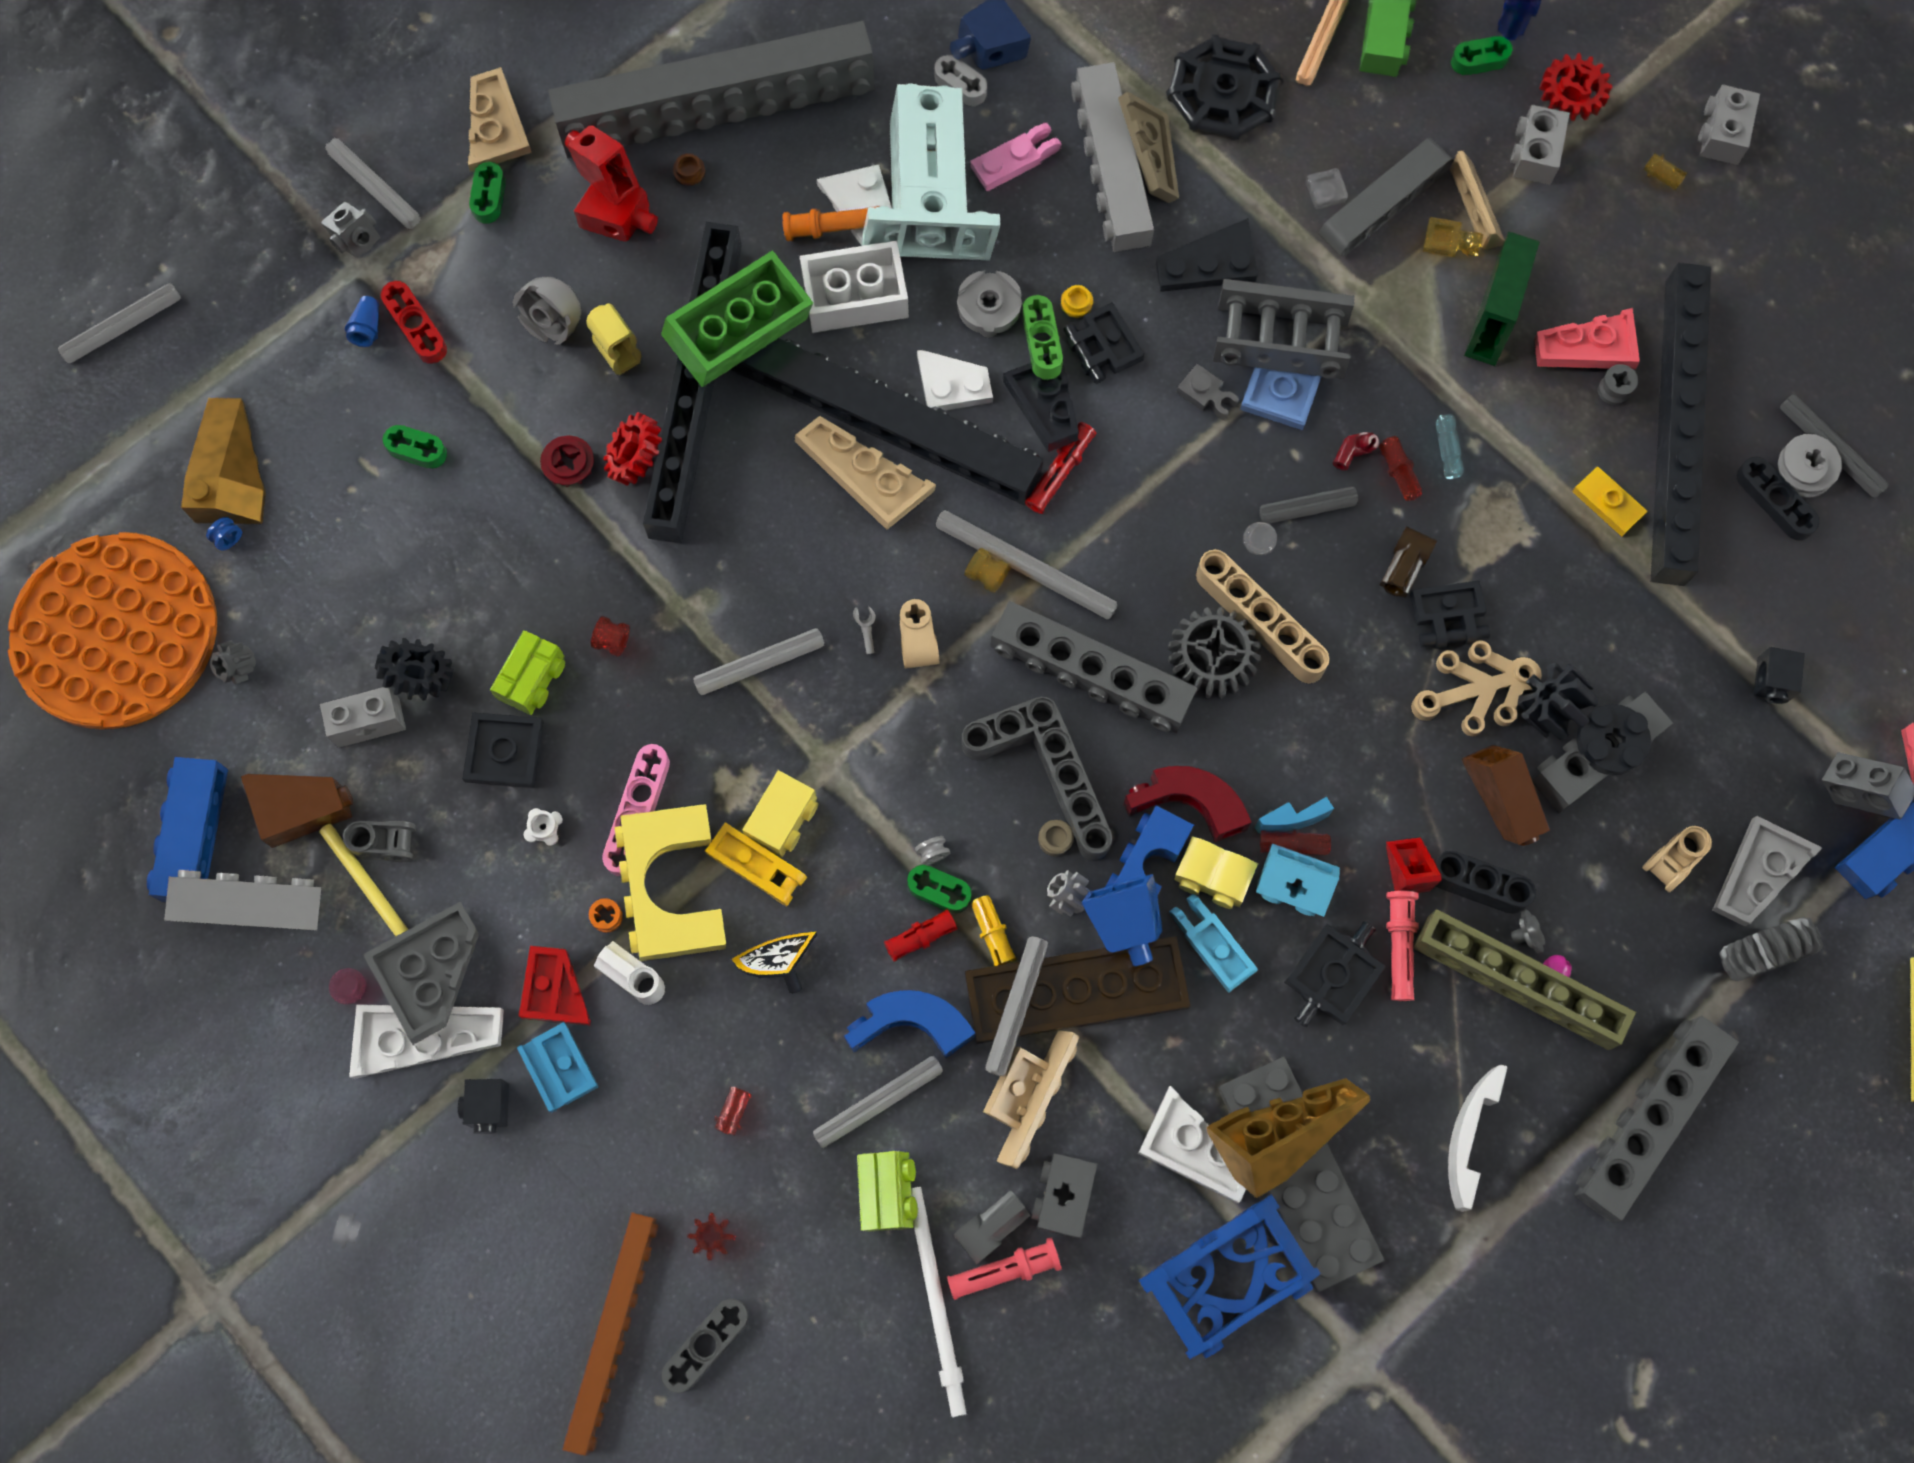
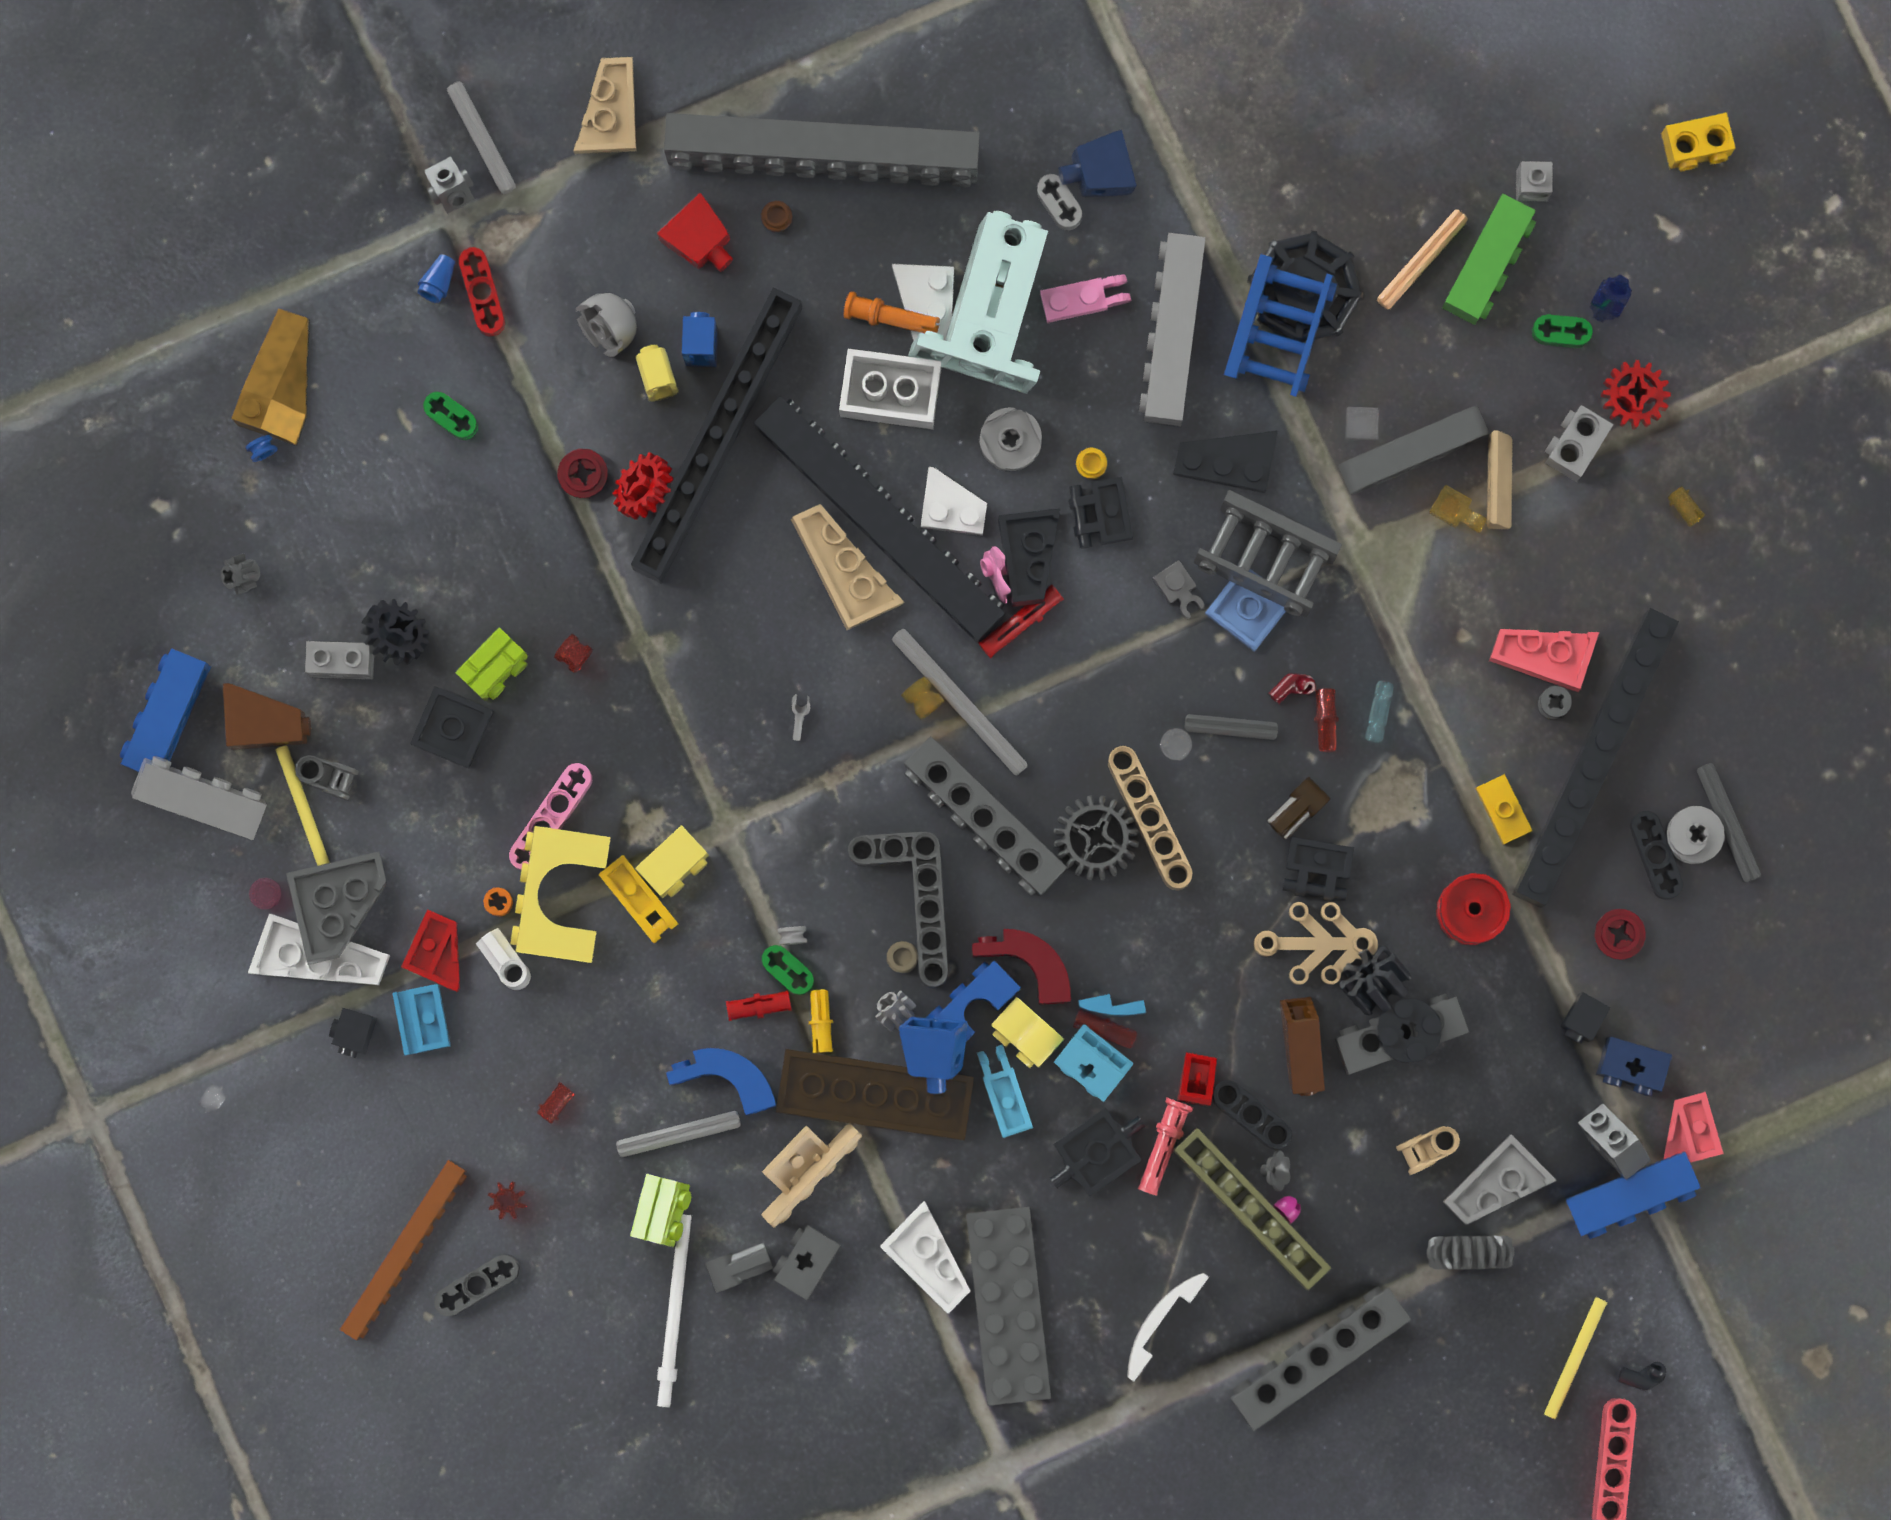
camera: 20 degrees right, 10 degrees up
(112, 631) = (142, 506): orange tile -> none
(119, 323) = (216, 208): light grey axle -> none
(494, 192) = (577, 177): green beam -> none
(538, 817) = (464, 797): white plate -> none
(594, 151) = (694, 200): red torso -> none
(647, 294) = (699, 340): none -> blue brick
(736, 318) = (770, 400): bright green brick -> none
(758, 661) = (696, 716): light grey axle -> none
(776, 959) = (630, 987): shield -> none
(918, 639) = (841, 745): tan piece -> none
(1016, 1006) = (818, 1093): light grey axle -> none
(1017, 425) = (994, 567): none -> bright pink plate
(1023, 1264) = (753, 1305): coral pin -> none
(1038, 348) = (1041, 469): bright green beam -> none
(1152, 144) = (1213, 332): dark tan wing -> none
(1178, 1268) = (877, 1353): blue fence -> none
(1188, 104) = (1250, 333): none -> blue fence
(1274, 1142) = (993, 1274): pearl gold wedge -> none
(1502, 298) = (1481, 585): dark green slope -> none
(1625, 601) = (1454, 911): none -> red wheel
(1729, 124) = (1764, 479): light grey brick -> none
(1786, 576) = (1633, 929): none -> dark red gear
(1848, 707) = (1652, 1062): none -> dark blue brick

